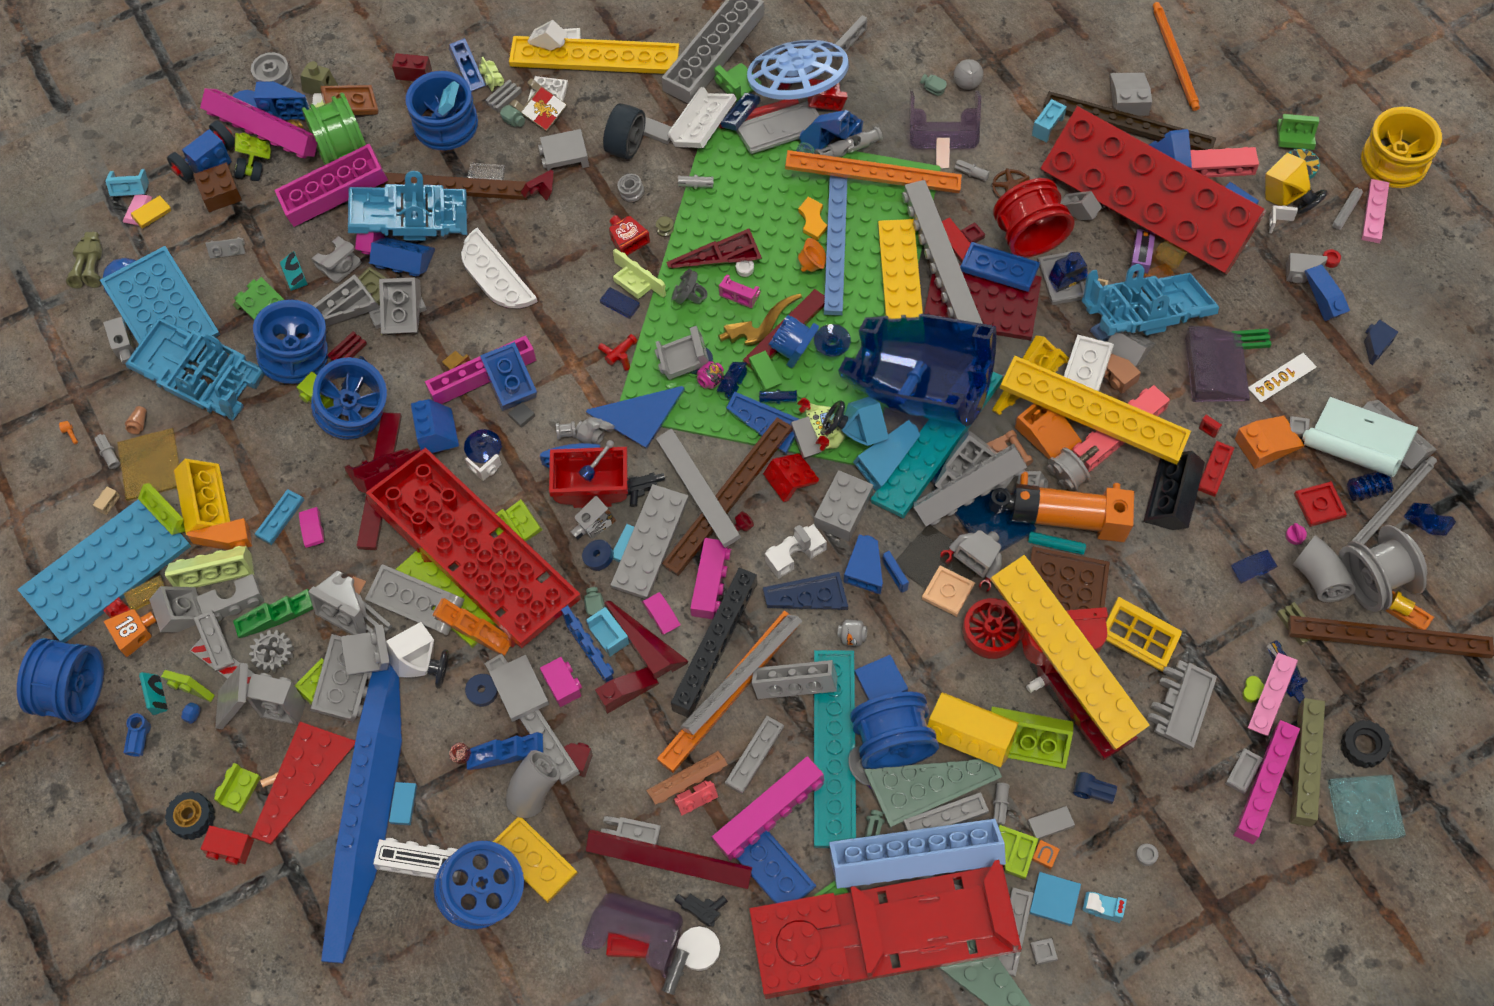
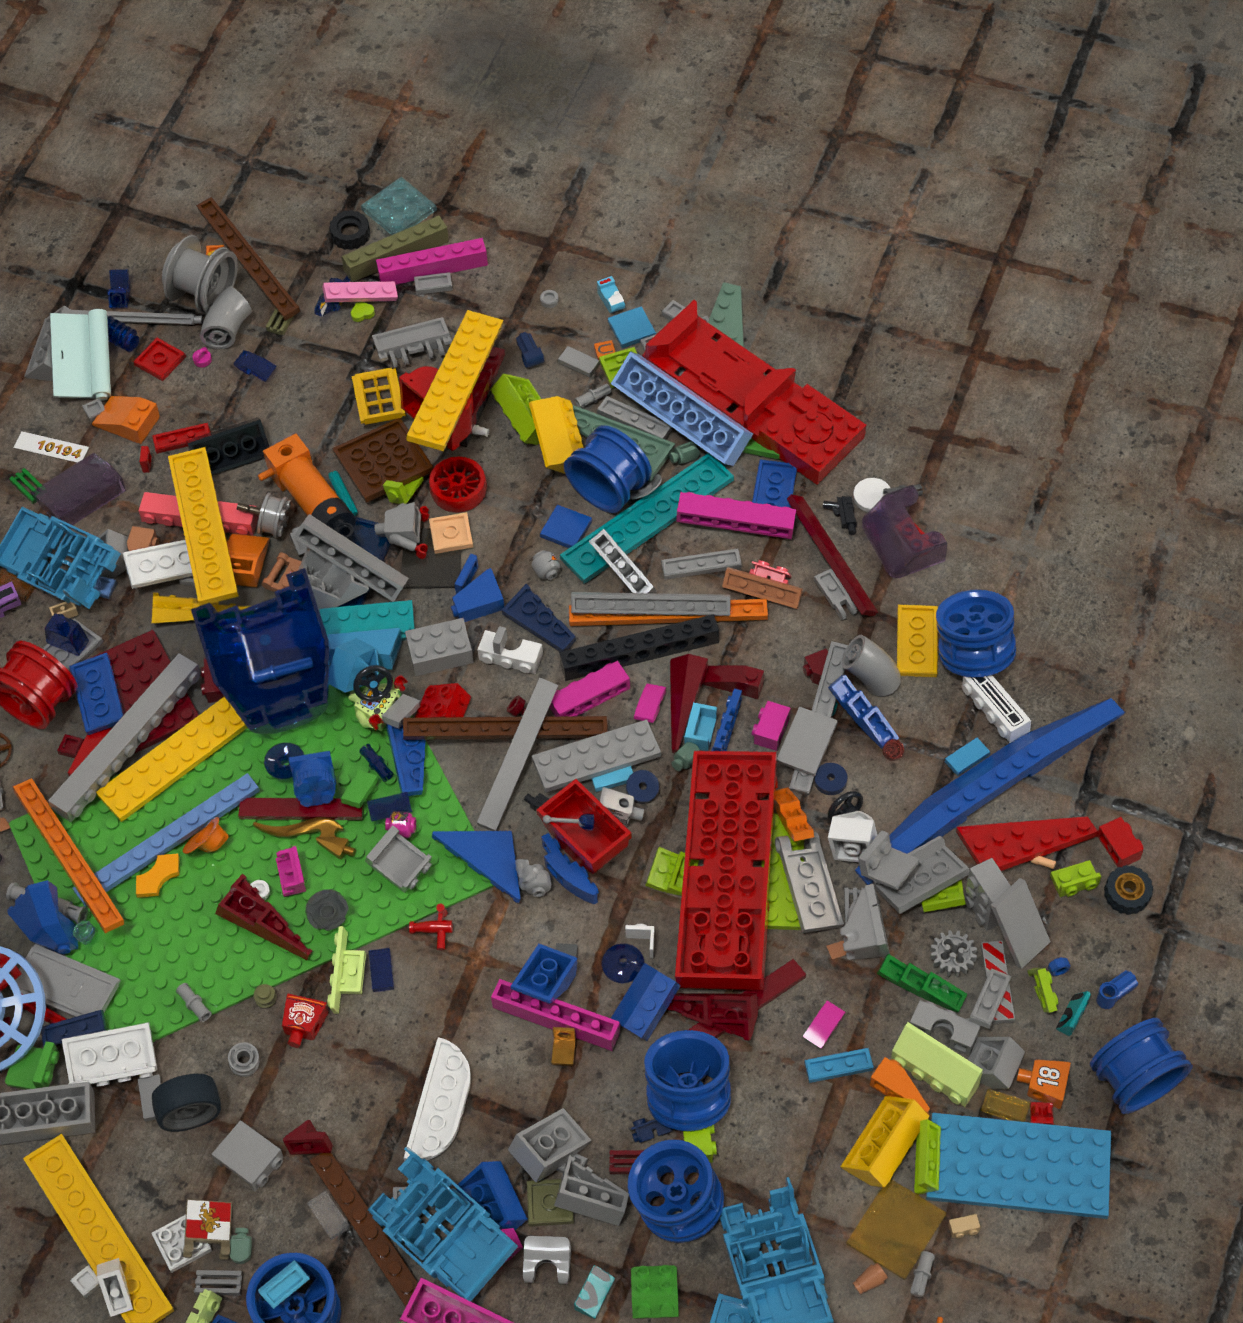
camera: 130 degrees left, 5 degrees down
(565, 430) = (550, 903): light grey bush -> none

